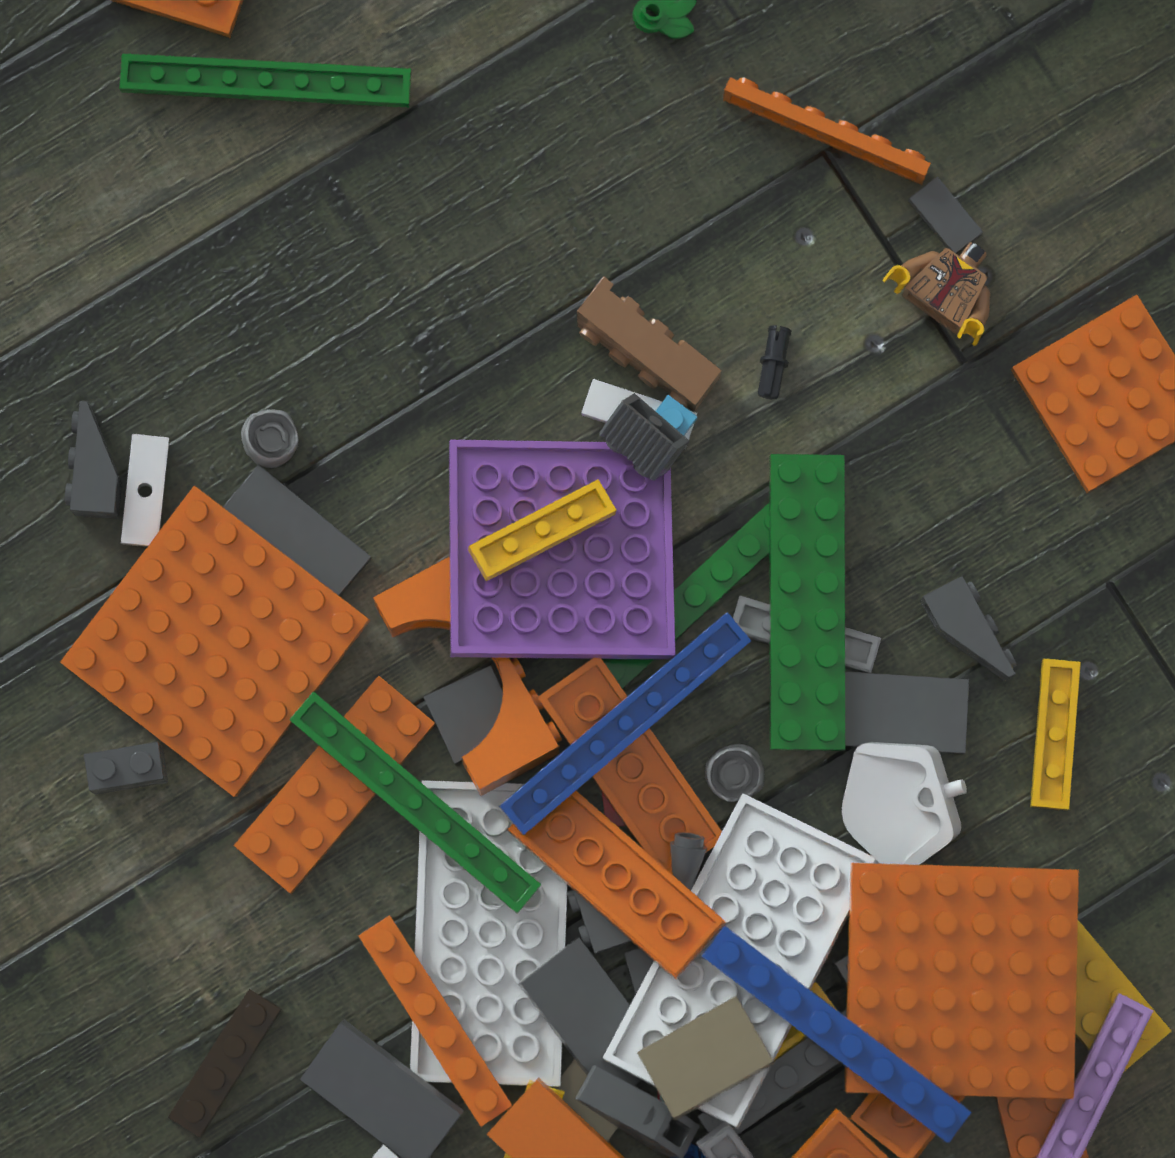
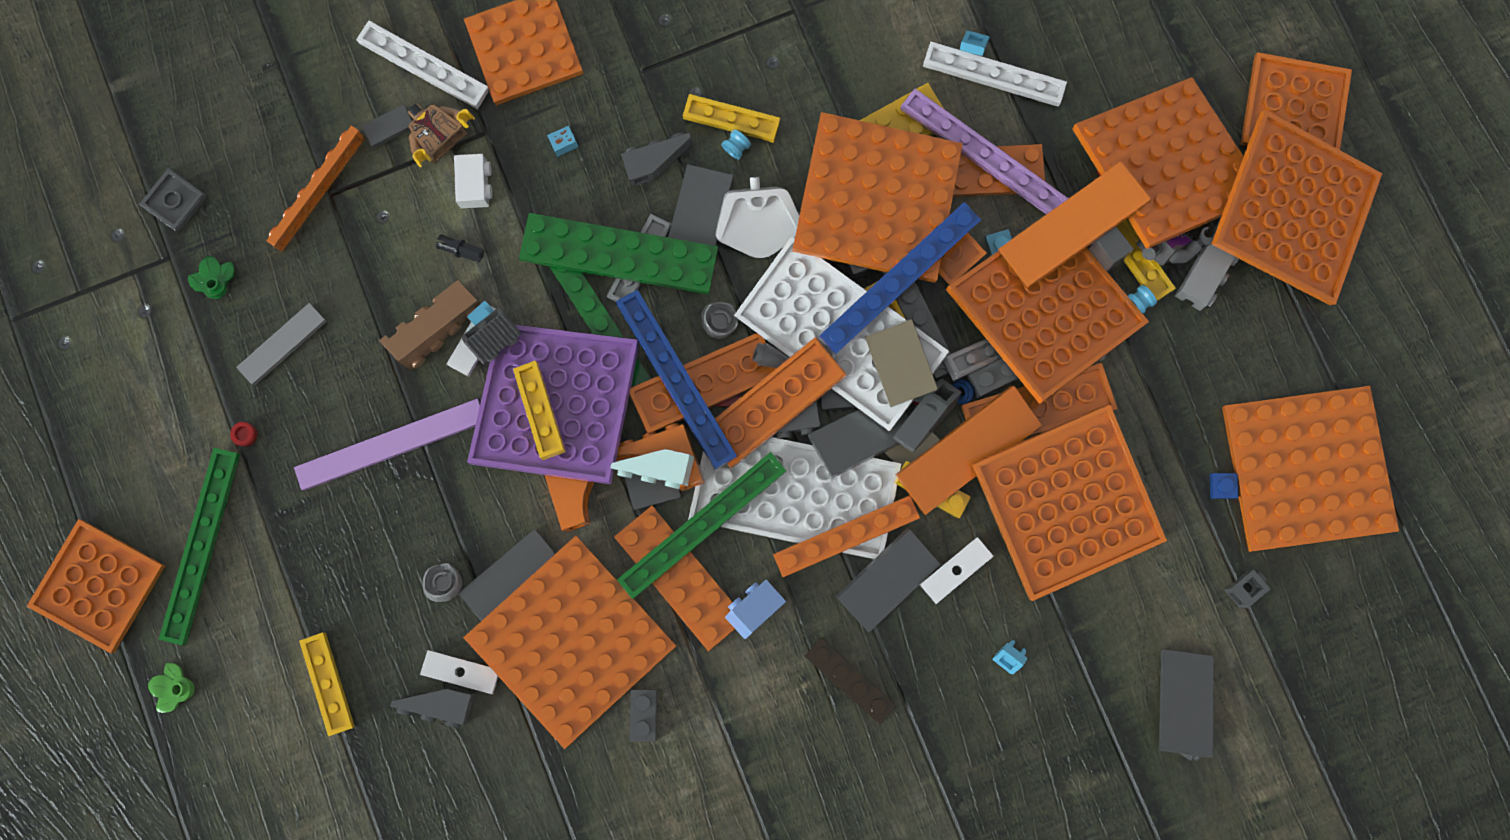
camera: 75 degrees left, 0 degrees up
(57, 80) = (170, 688): none -> bright green plate
(98, 304) = (327, 684): none -> yellow plate
(306, 903) = (754, 609): none -> light blue brick
(439, 105) = (243, 434): none -> red tile
(459, 319) = (387, 445): none -> lavender tile
(488, 729) = (660, 465): none -> light aqua slope
(582, 131) = (281, 344): none -> light grey tile
(881, 360) = (472, 181): none -> white brick
(972, 482) = (562, 141): none -> medium azure slope
(1014, 749) = (736, 144): none -> medium azure wheel
(1051, 248) = (423, 64): none -> white plate

